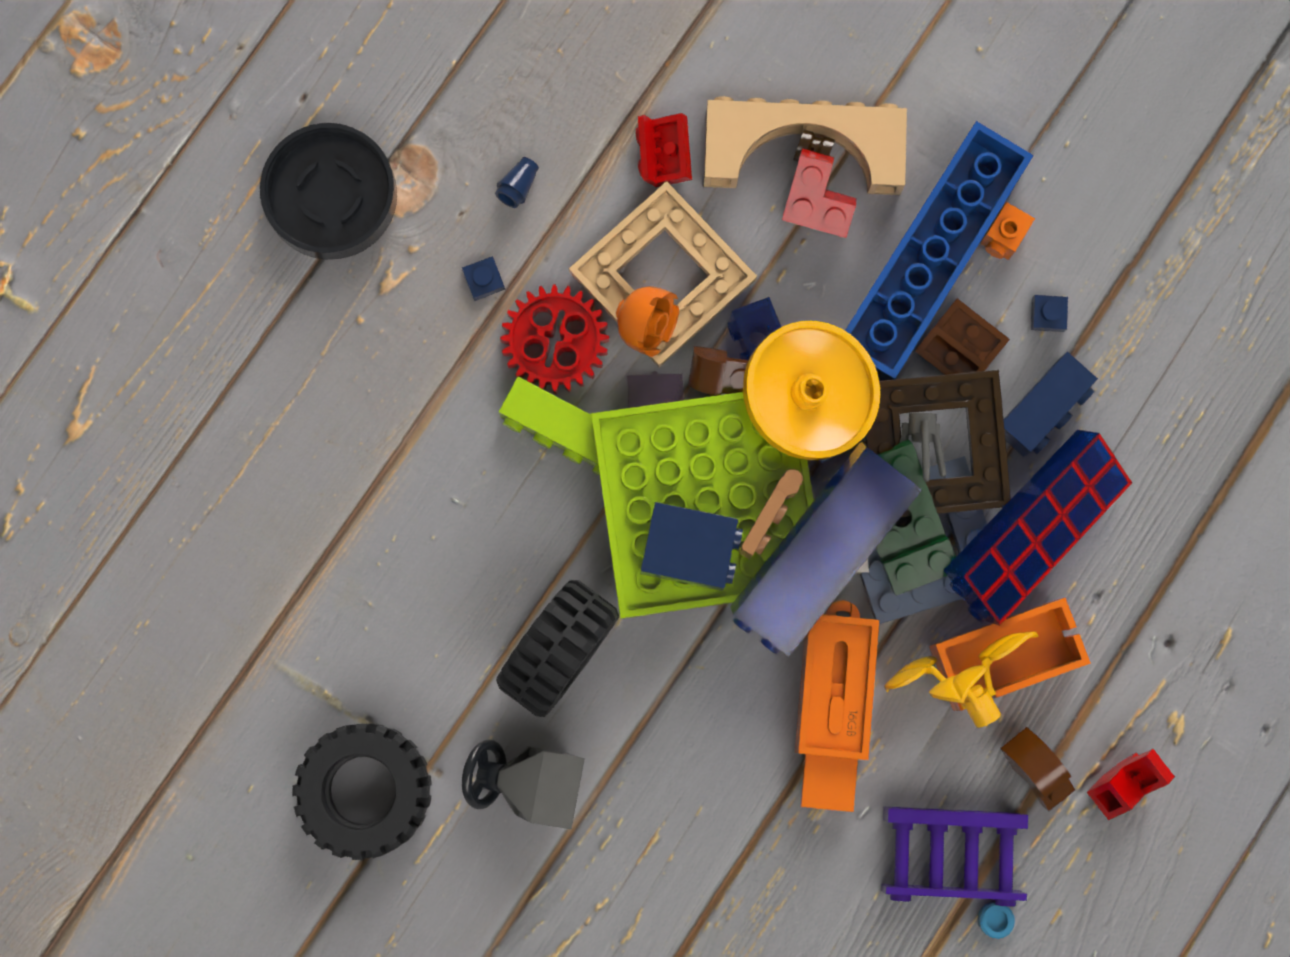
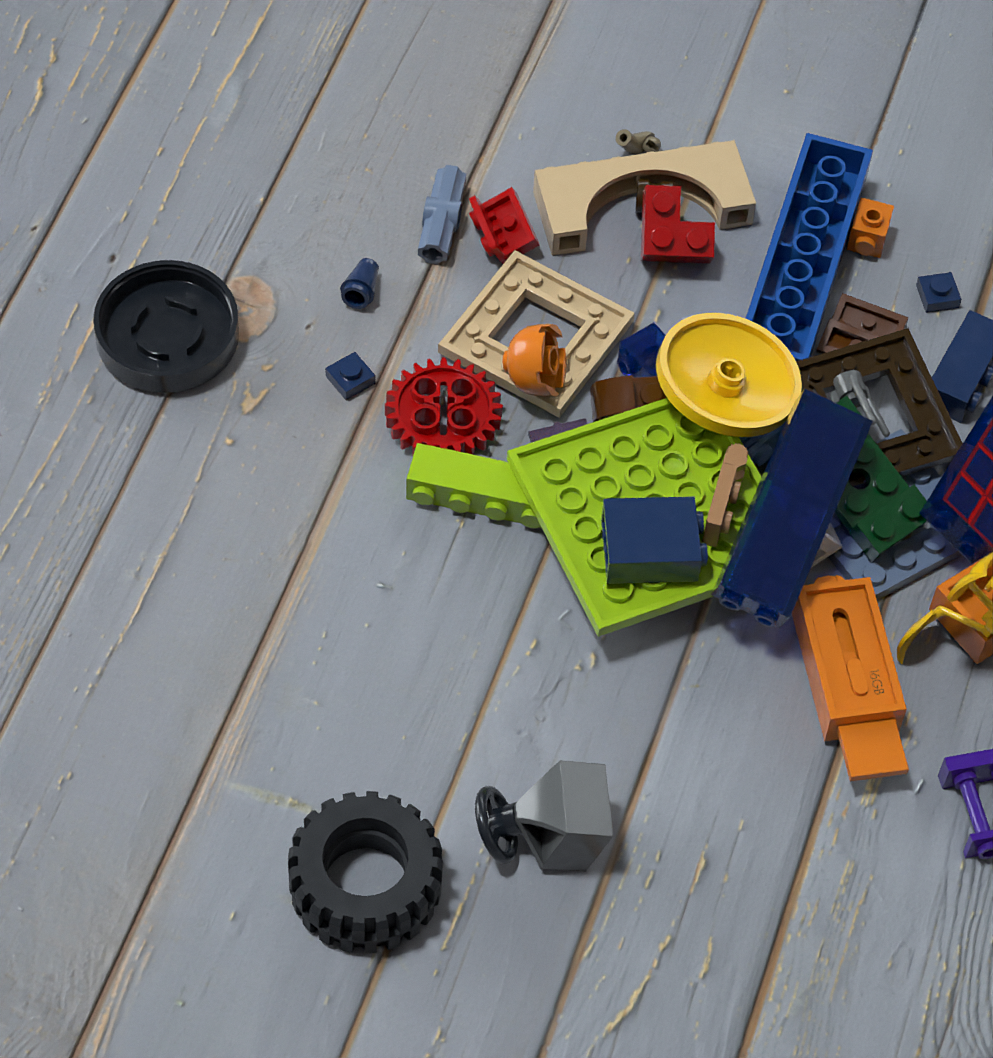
camera: 15 degrees left, 25 degrees down
(557, 648) = (541, 666): black tyre -> none
(611, 123) = (442, 214): none -> sand blue piece
(817, 81) = (638, 142): none -> dark tan arm

